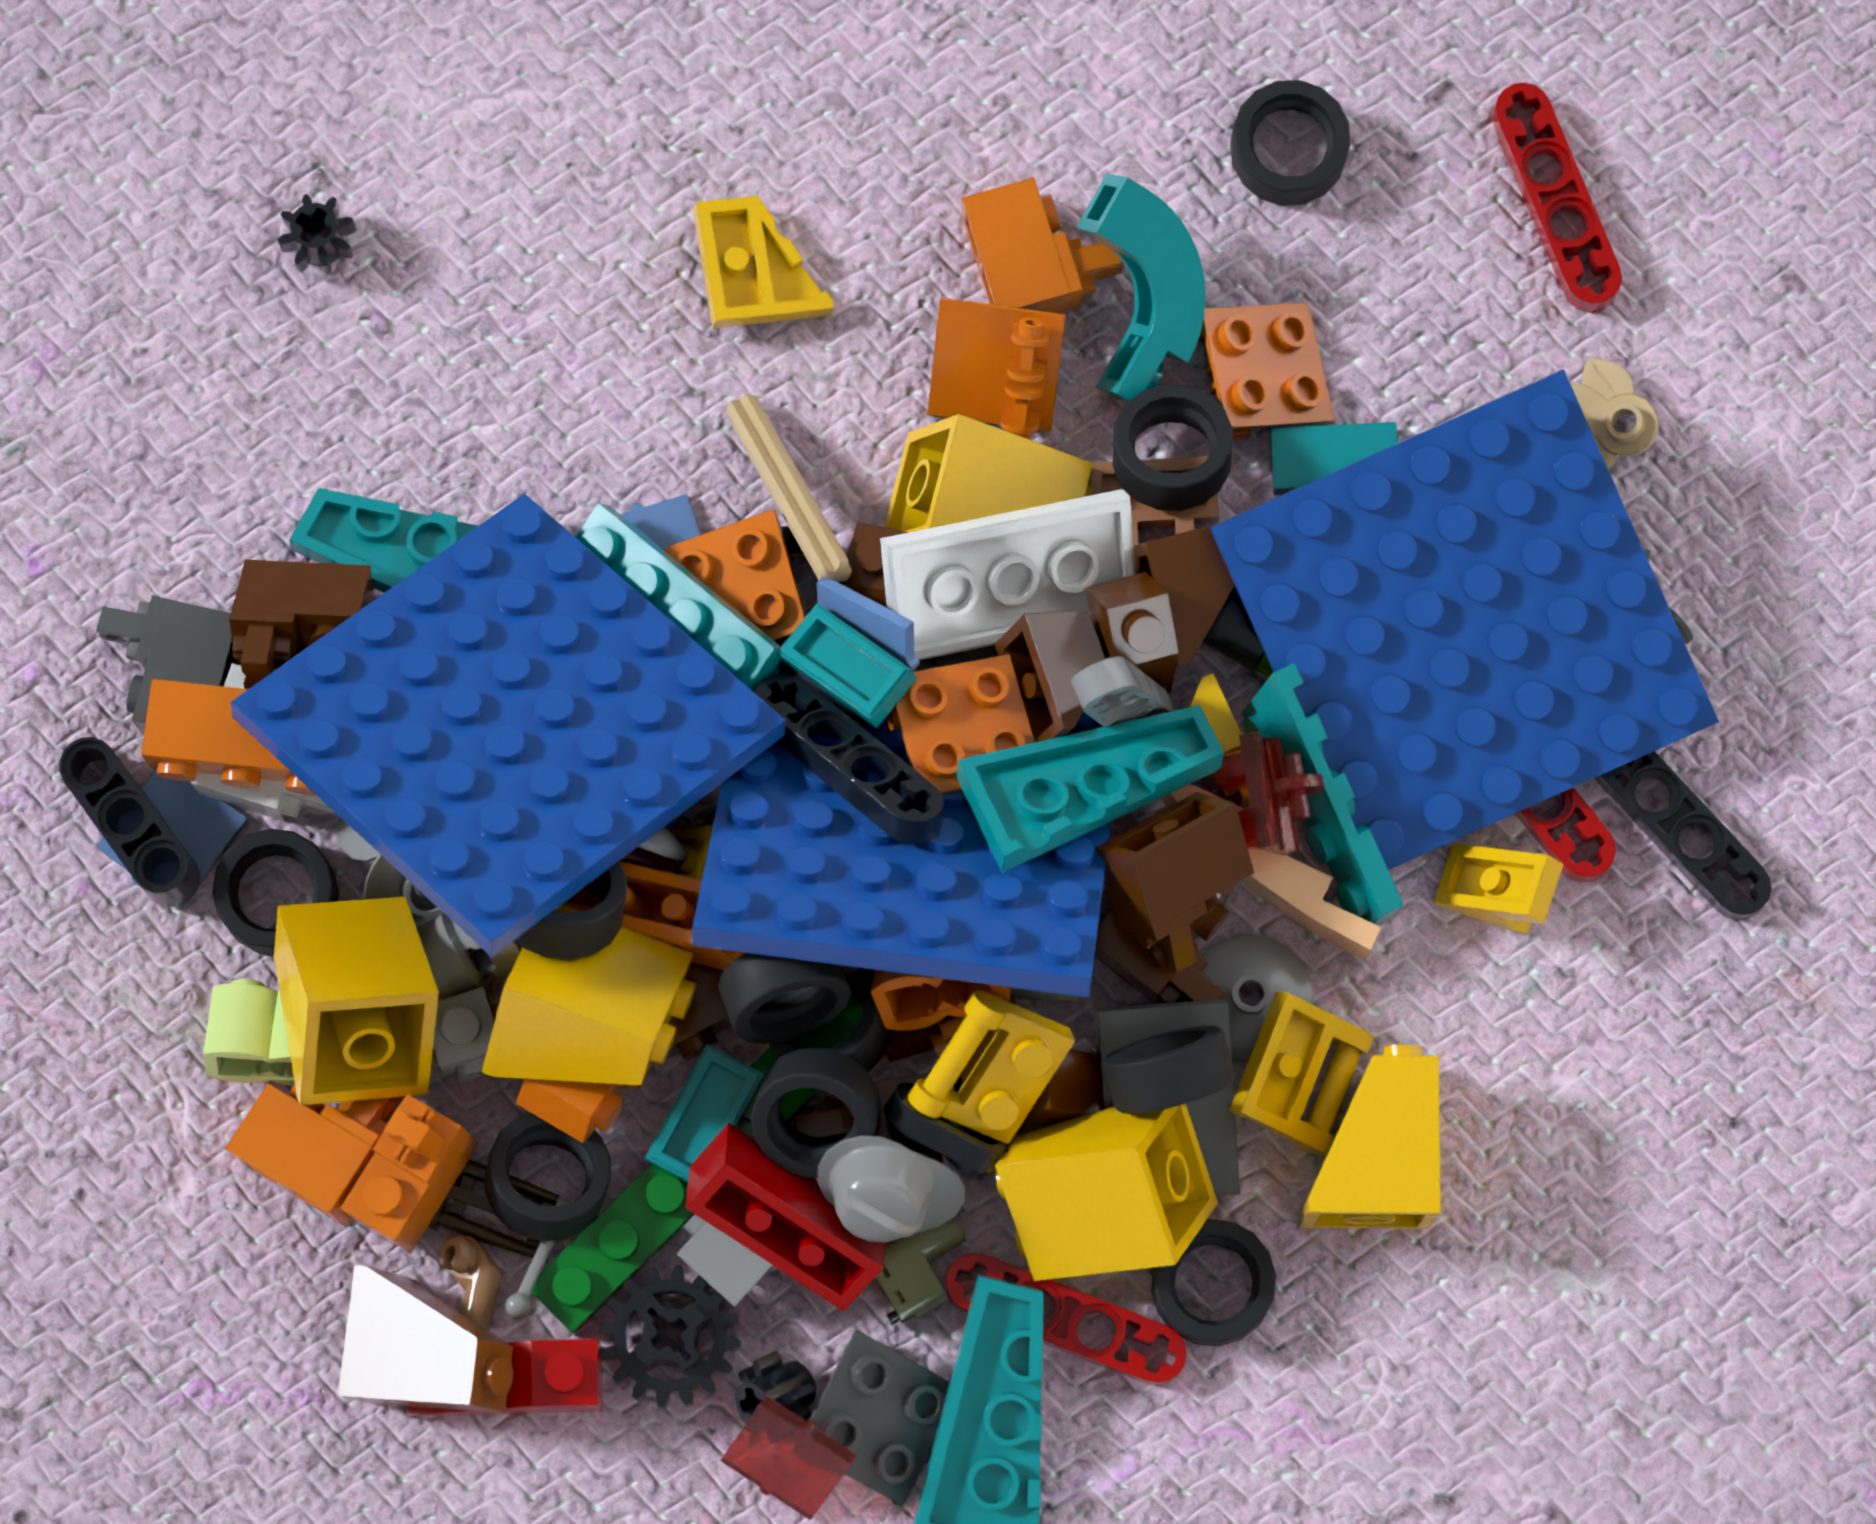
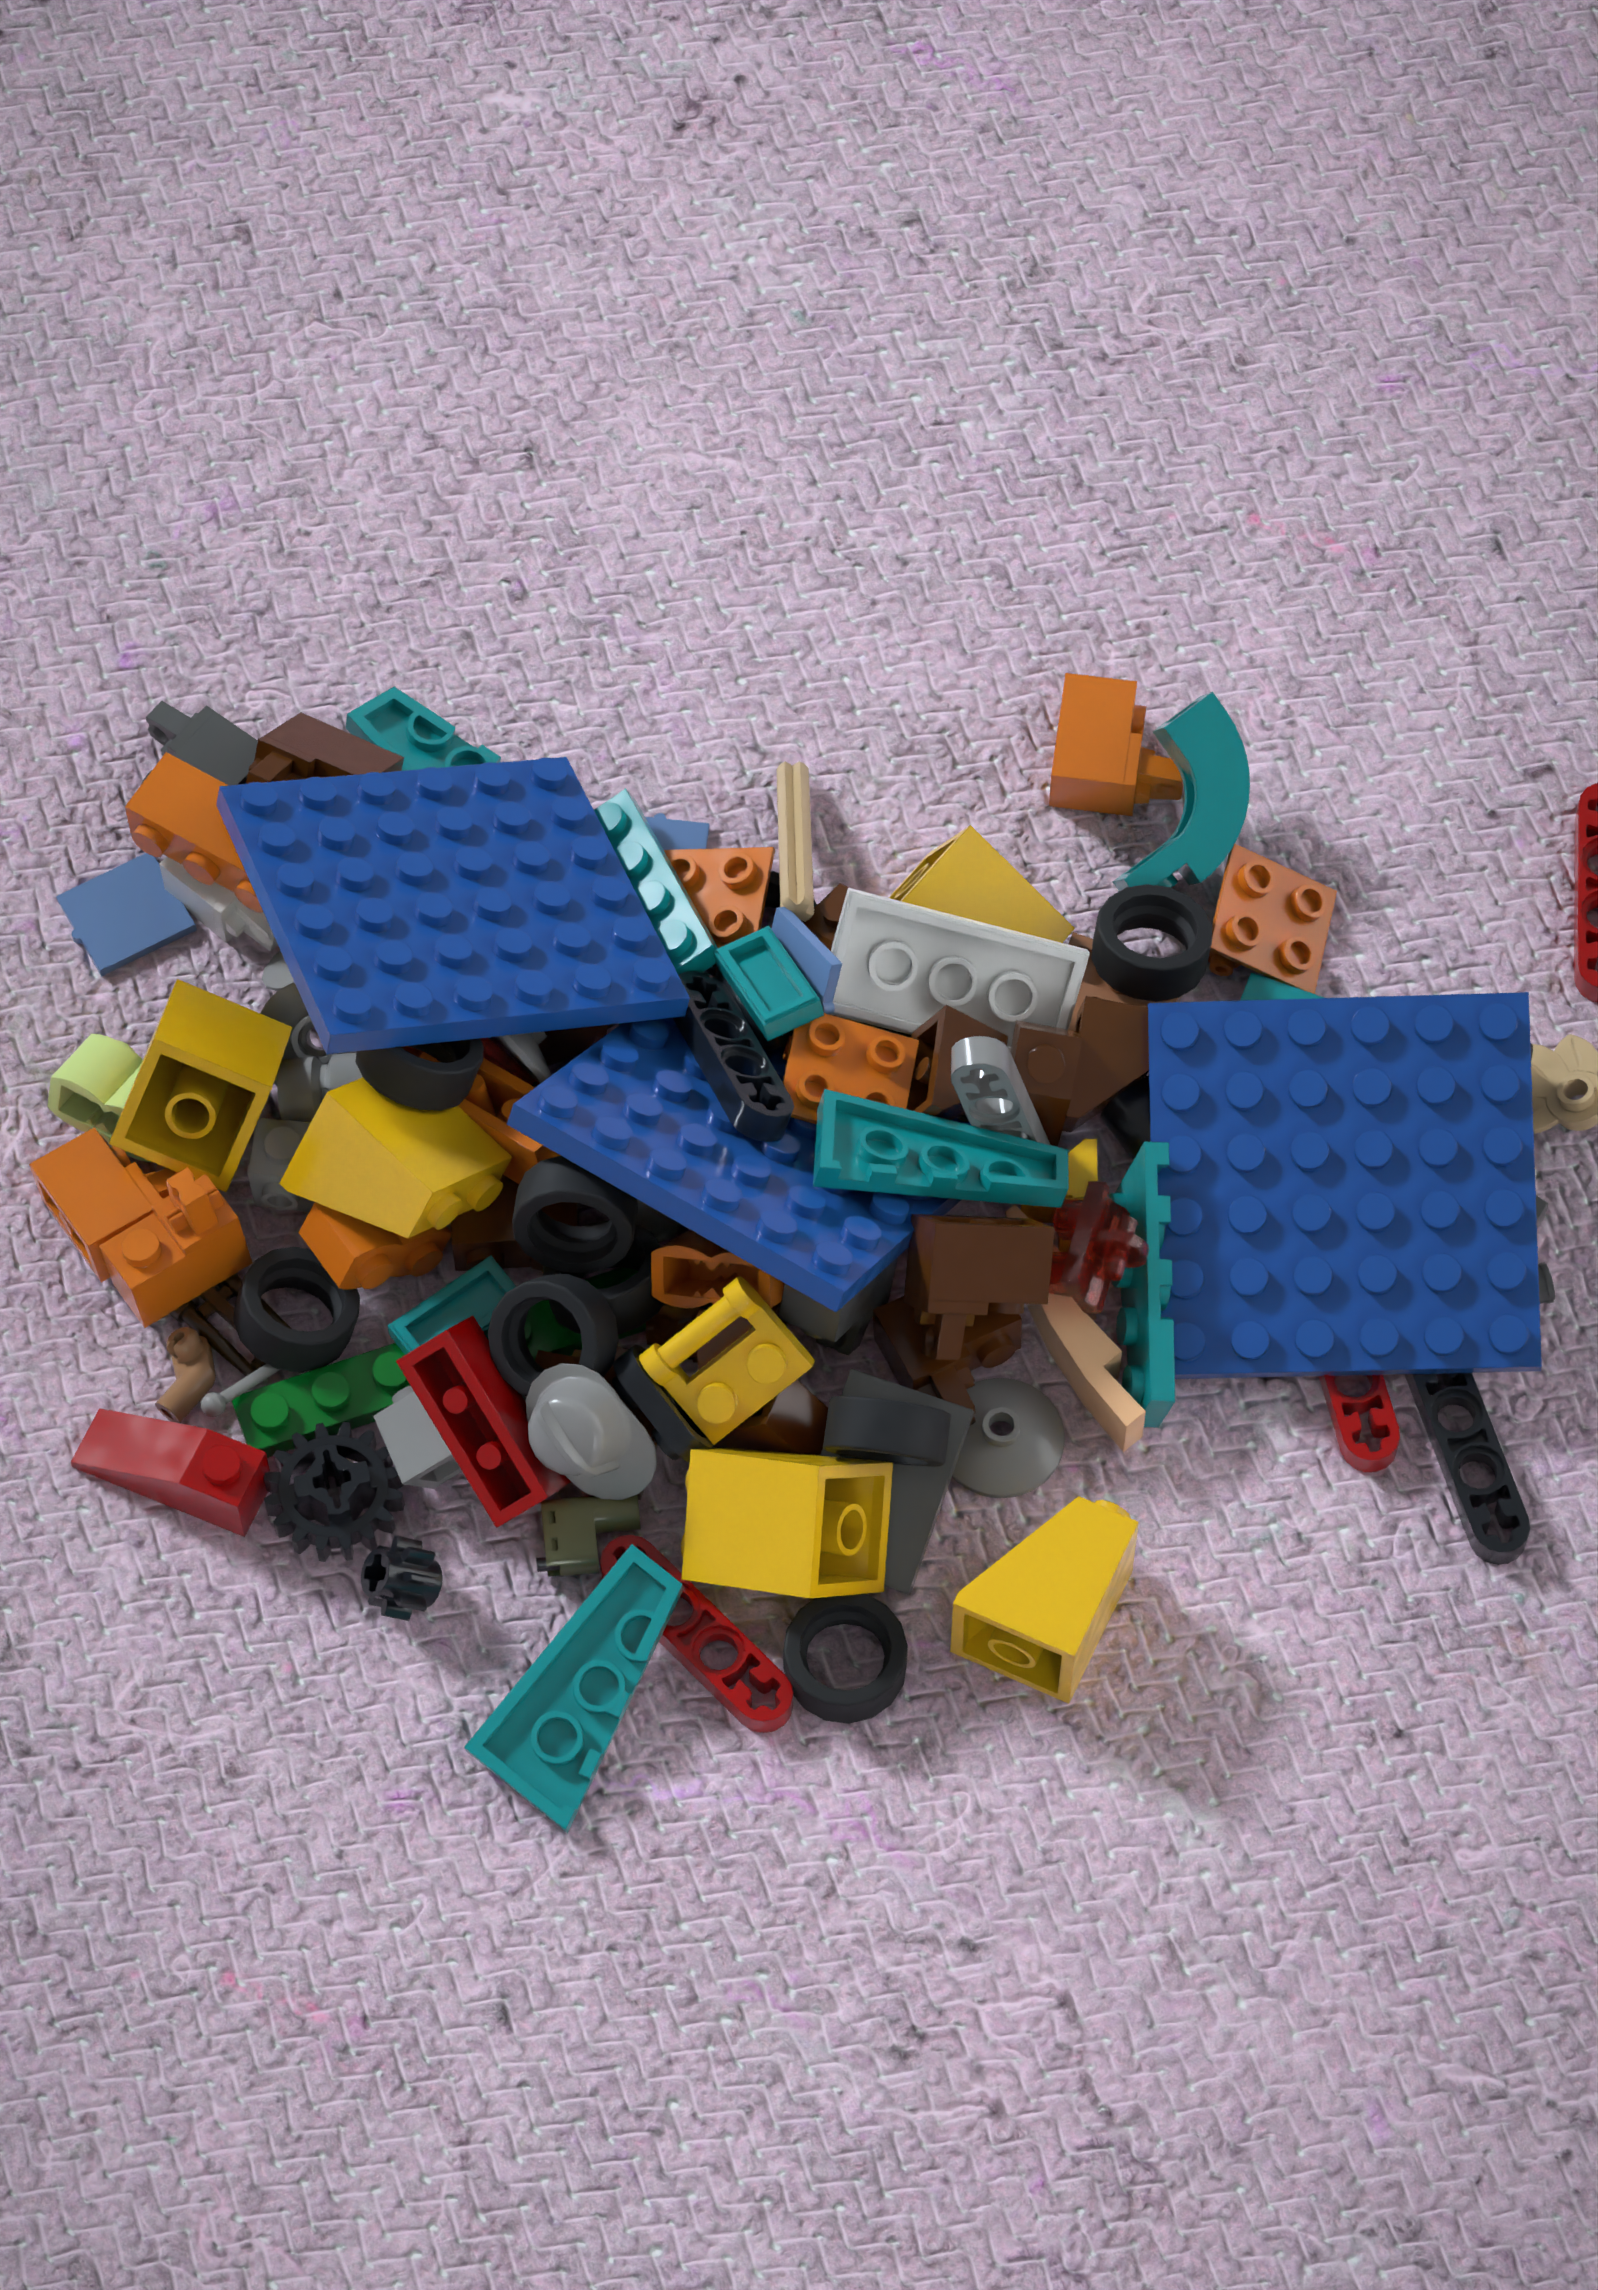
camera: 25 degrees right, 15 degrees down
(109, 801) = (97, 901): black beam -> none
(246, 853) = (175, 949): black tyre -> none
(321, 250) = (498, 494): black gear -> none
(418, 1350) = (103, 1402): slope -> none
(751, 267) = (858, 667): yellow wing -> none
(788, 1457) = (383, 1630): clear red piece -> none
(883, 1413) = (478, 1637): dark grey hinge -> none
(996, 365) = (1035, 816): orange hinge -> none
(1287, 1066) = (1003, 1494): yellow plate -> none
(1303, 98) = (1388, 713): black tyre -> none
(1499, 885) = (1274, 1432): yellow slope -> none

